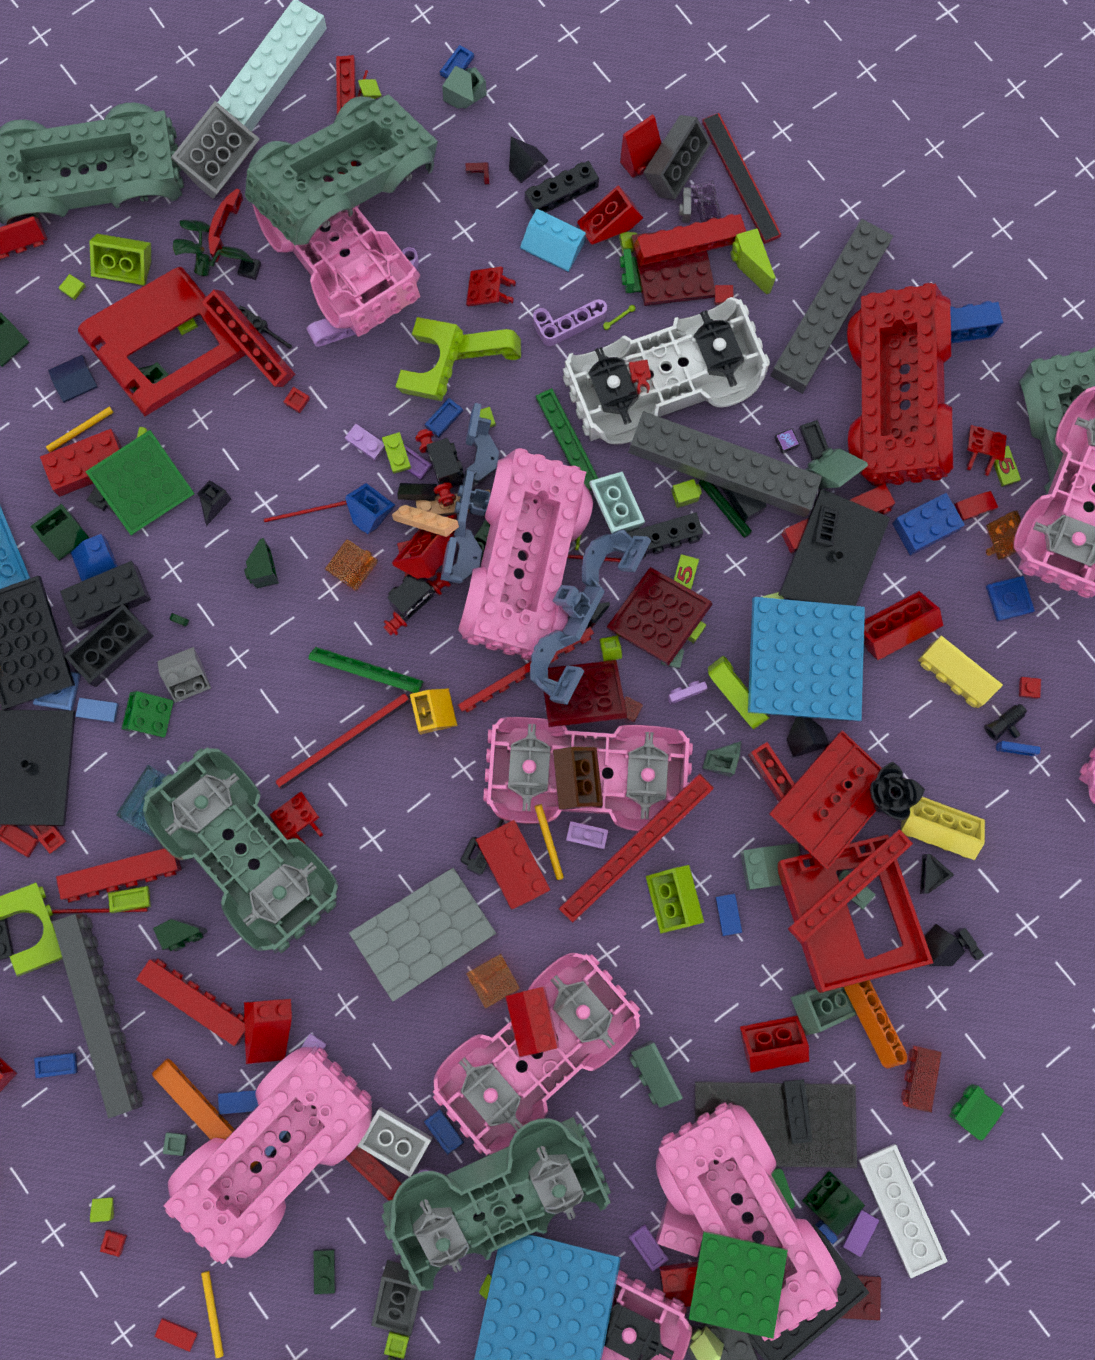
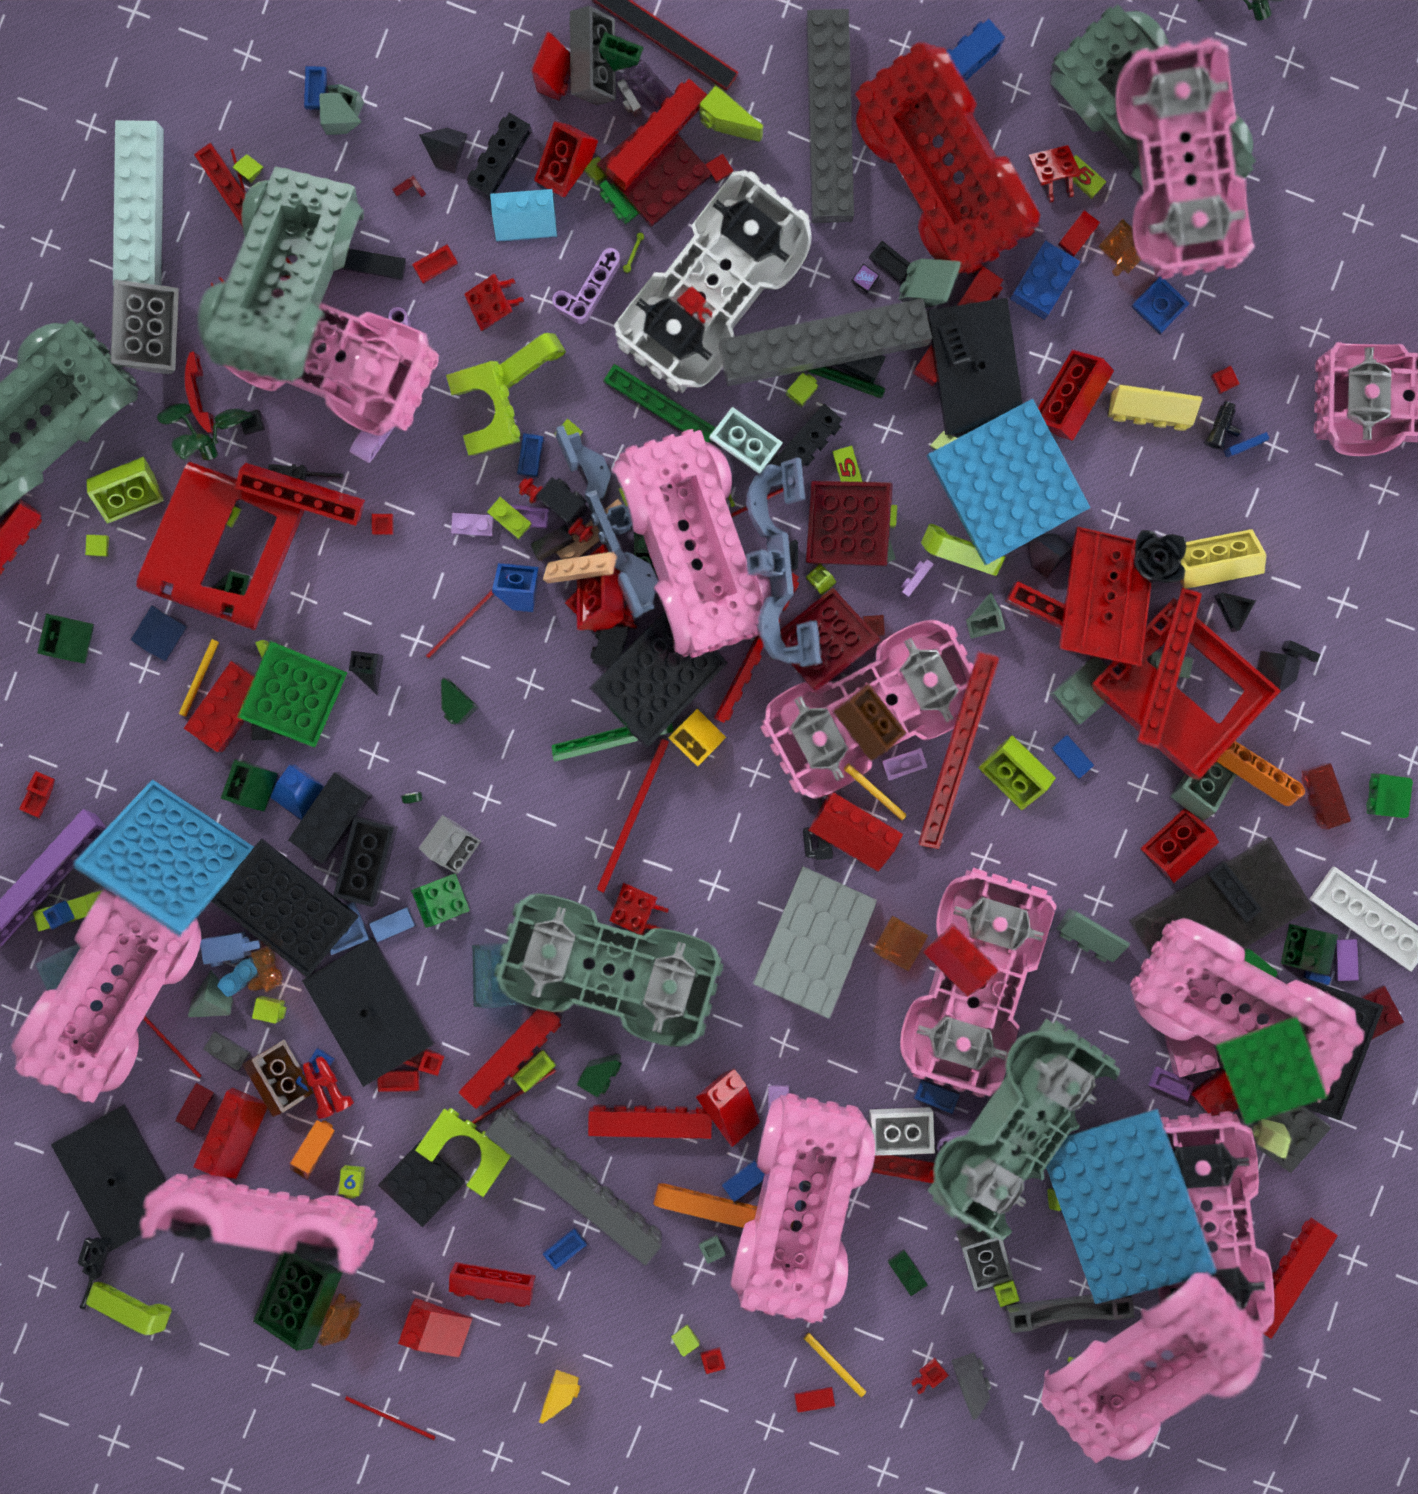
camera: 30 degrees left, 10 degrees up
(351, 565) = (535, 649): clear orange plate -> none
(417, 209) = (375, 264): none -> black tile
(425, 644) = (654, 682): none -> black plate
(463, 237) = (435, 263): none -> red tile
(698, 165) = (619, 52): none -> dark green slope

